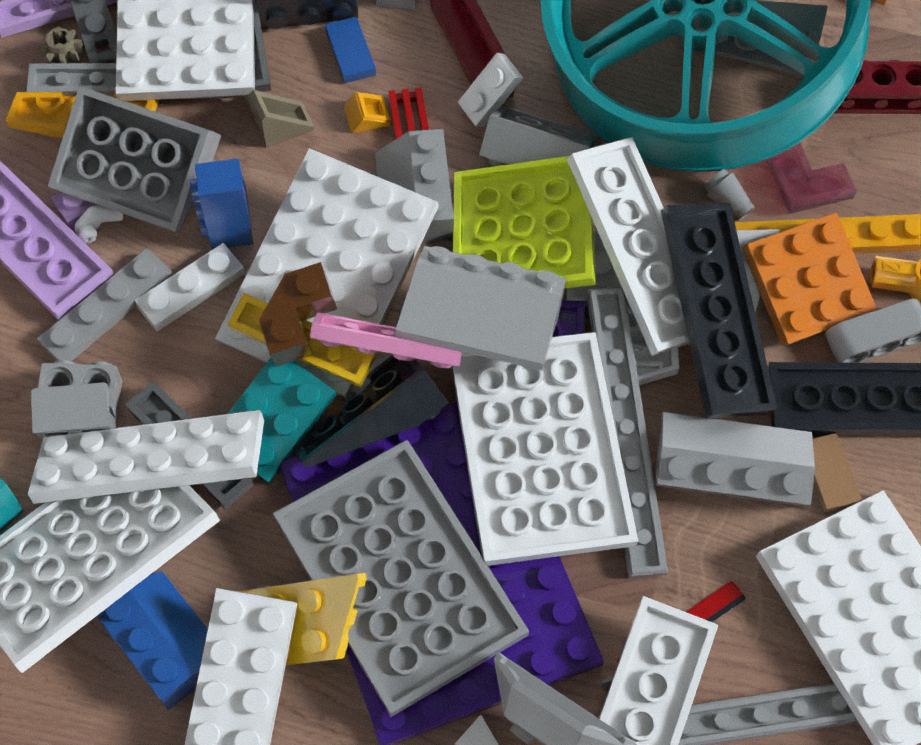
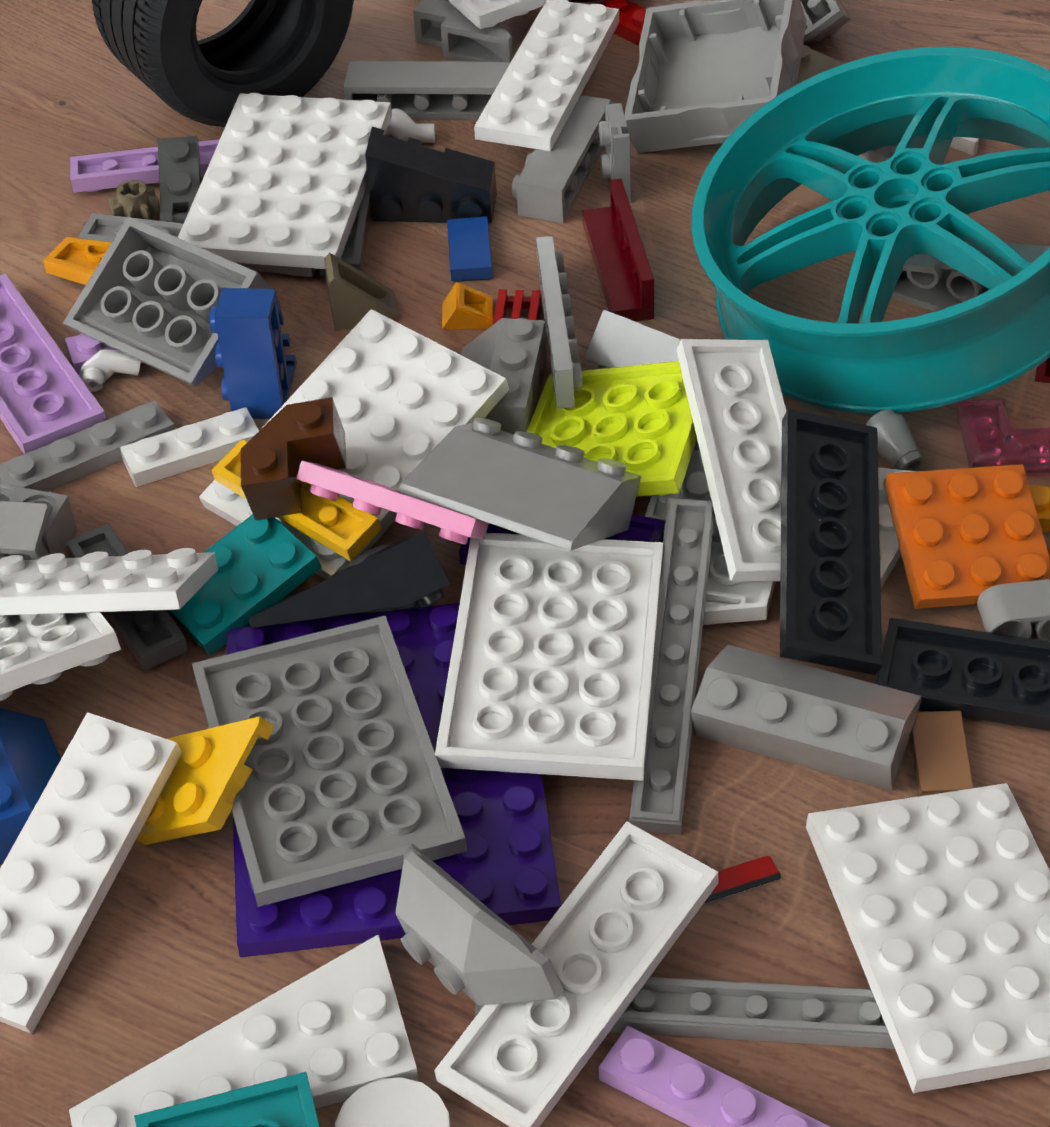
camera: 20 degrees right, 20 degrees down
(445, 114) = (558, 323): none -> light grey plate
(490, 89) = (622, 290): white plate -> none

